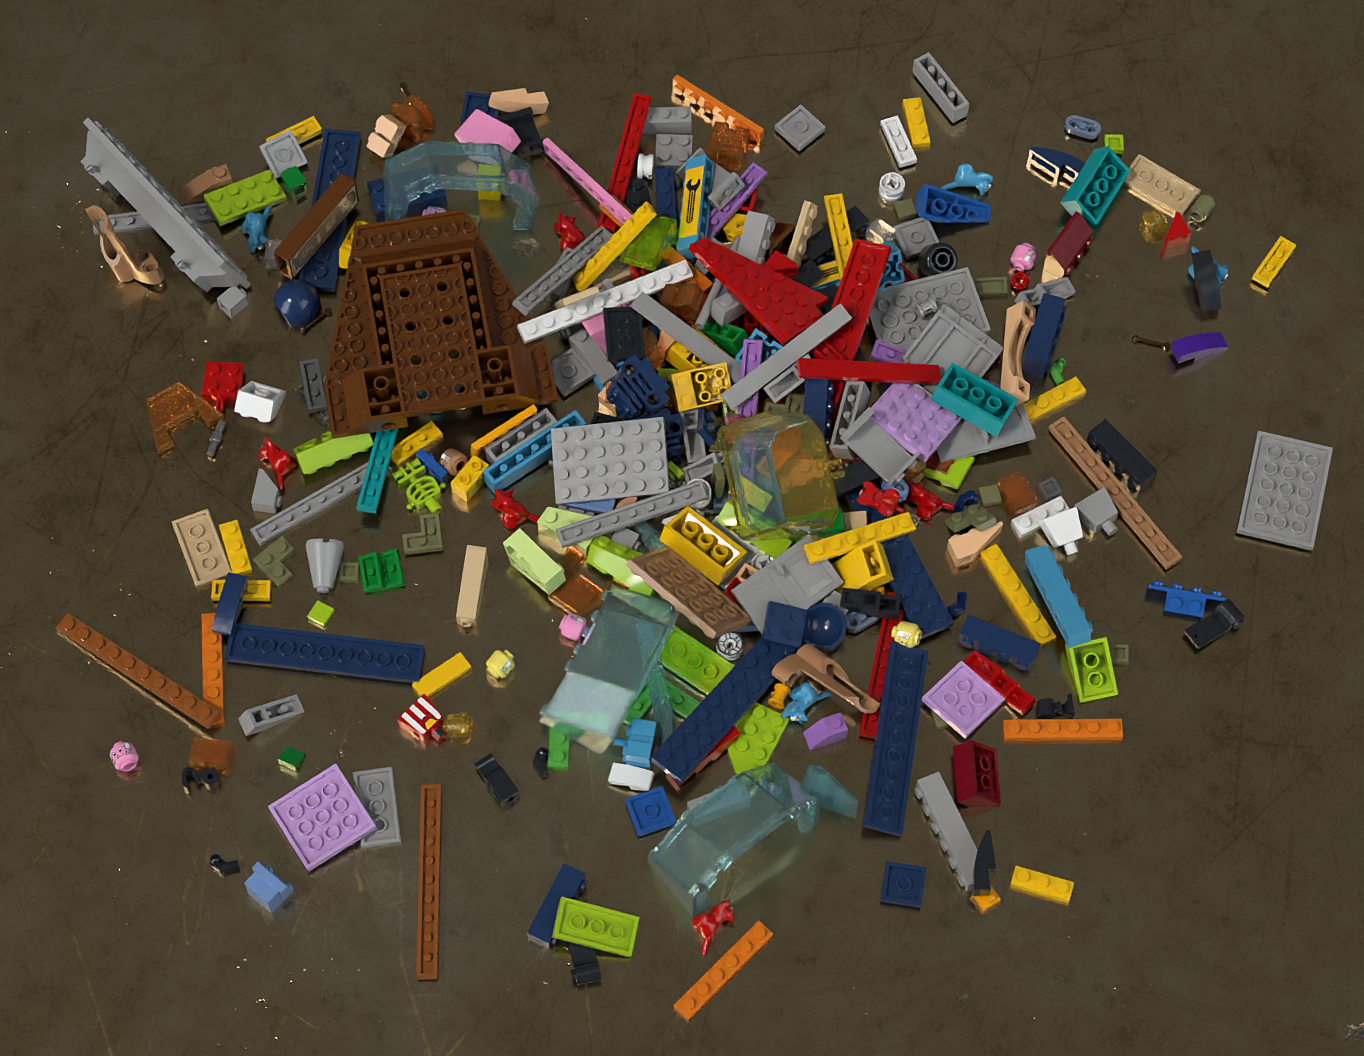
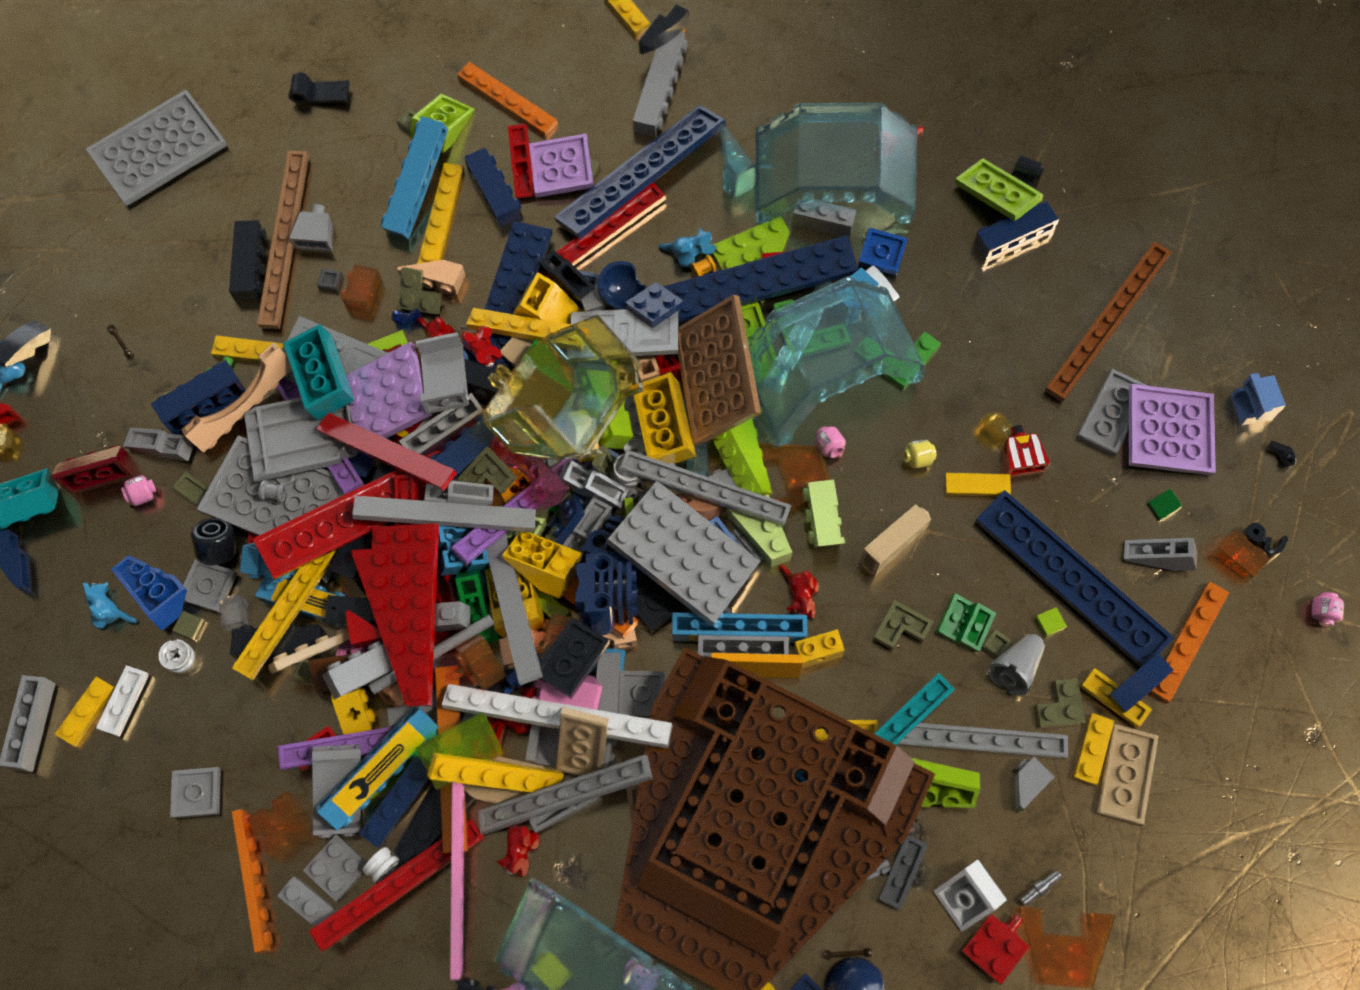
camera: 140 degrees left, 5 degrees up
(138, 670) = (1269, 689): dark orange plate -> none
(279, 459) = (993, 808): red animal -> none
(426, 487) = (871, 664): lime torso -> none
(432, 466) = (842, 680): blue plate -> none
(453, 461) = (823, 677): medium nougat head -> none
(497, 780) = (993, 359): black piece -> none
(539, 761) = (945, 352): black arm -> none
(723, 970) = (932, 104): orange plate -> none
(820, 667) = (658, 263): medium nougat panel -> none
(826, 731) = (689, 213): medium lavender slope -> none
(903, 884) = (729, 73): dark blue plate -> none
(907, 634) = (560, 234): light yellow head -> none
(959, 606) = (493, 238): clear blue arm -> none
(976, 774) = (605, 107): dark red slope -> none
(990, 495) = (382, 308): olive tile -> none
(1020, 276) = (160, 471): red plate -> none
(1029, 522) = (344, 261): white plate -> none
(1048, 708) = (502, 117): black leg -> none
(1063, 529) = (354, 233): white torso -> none
(1185, 600) = (318, 122): blue bracket -> none
(1198, 346) = (90, 303): dark purple slope -> none

